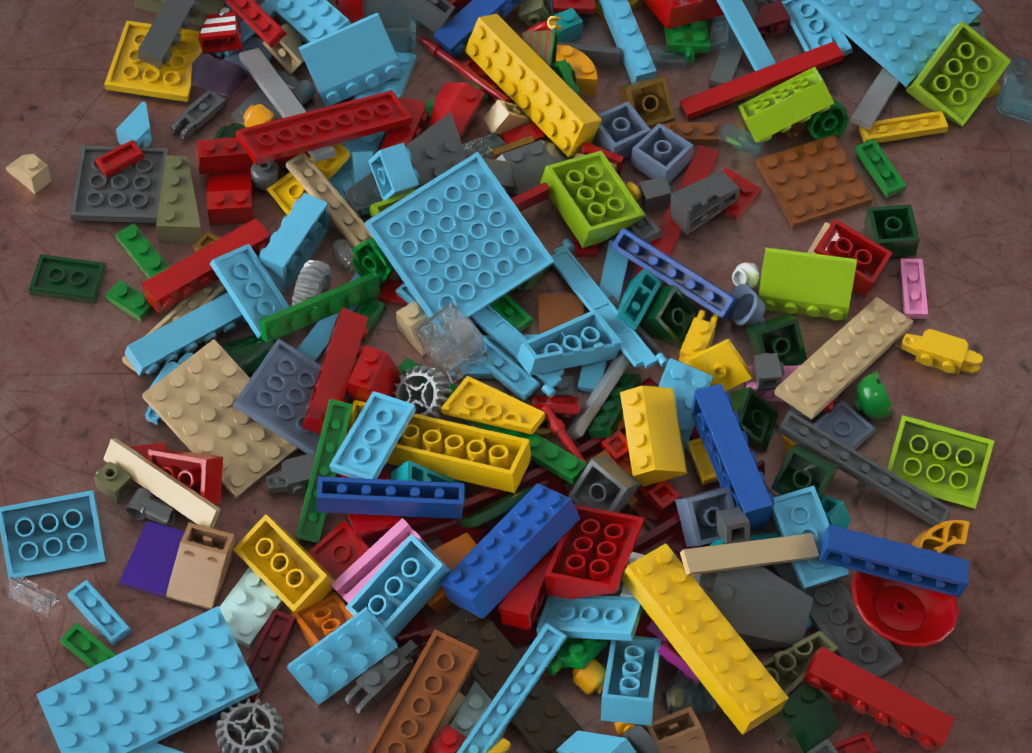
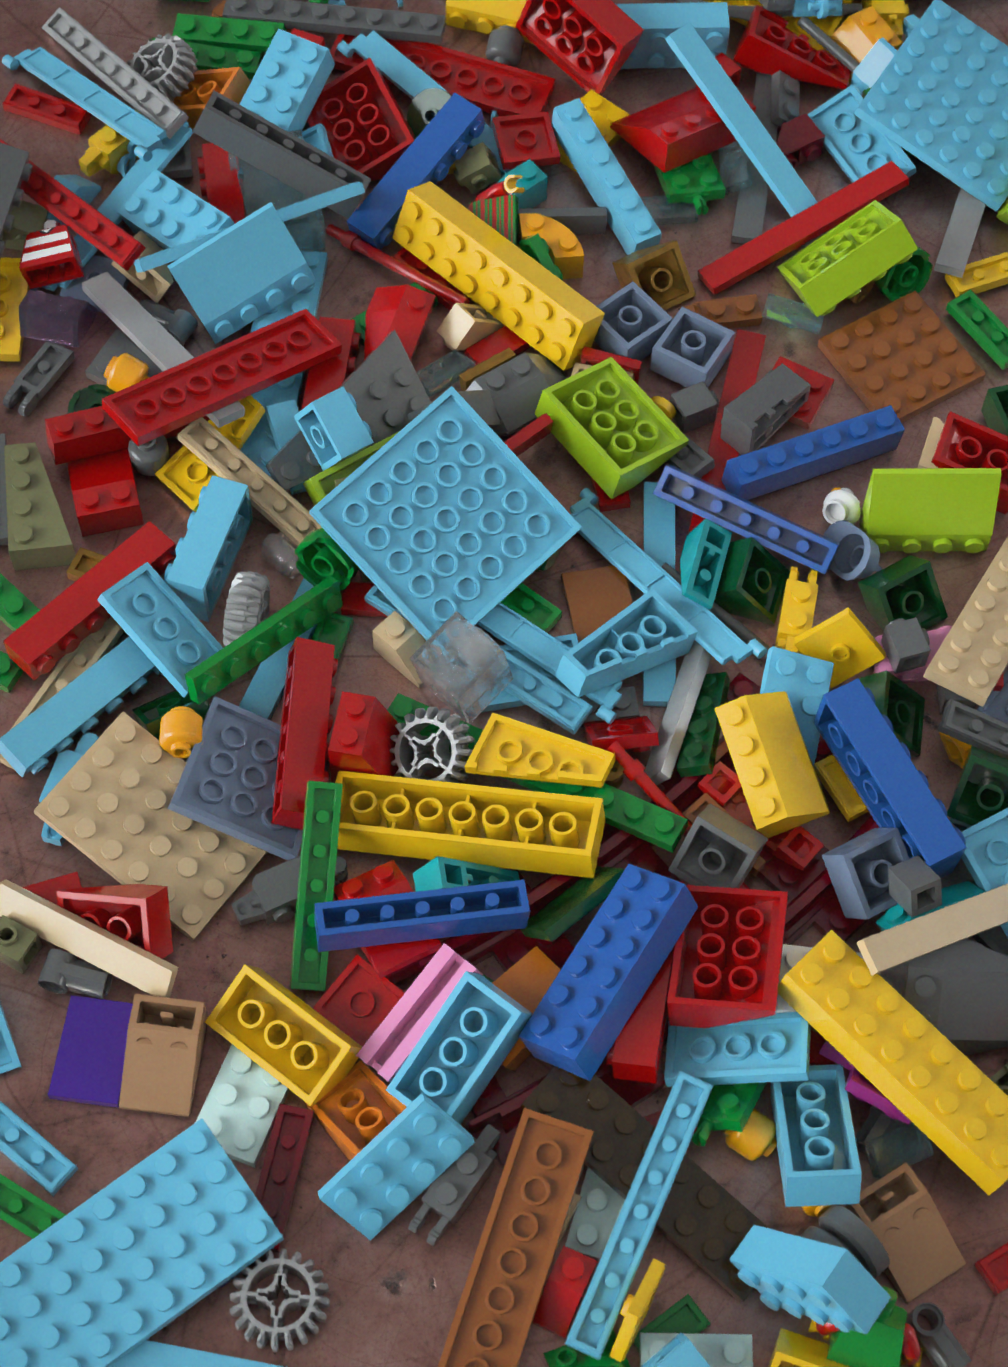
camera: 10 degrees left, 5 degrees up
(250, 357) = (180, 731): none -> light orange head
(372, 437) = (378, 828): medium azure plate -> none
(389, 22) = (286, 213): none -> medium azure tile
(733, 236) = (813, 454): none -> blue brick

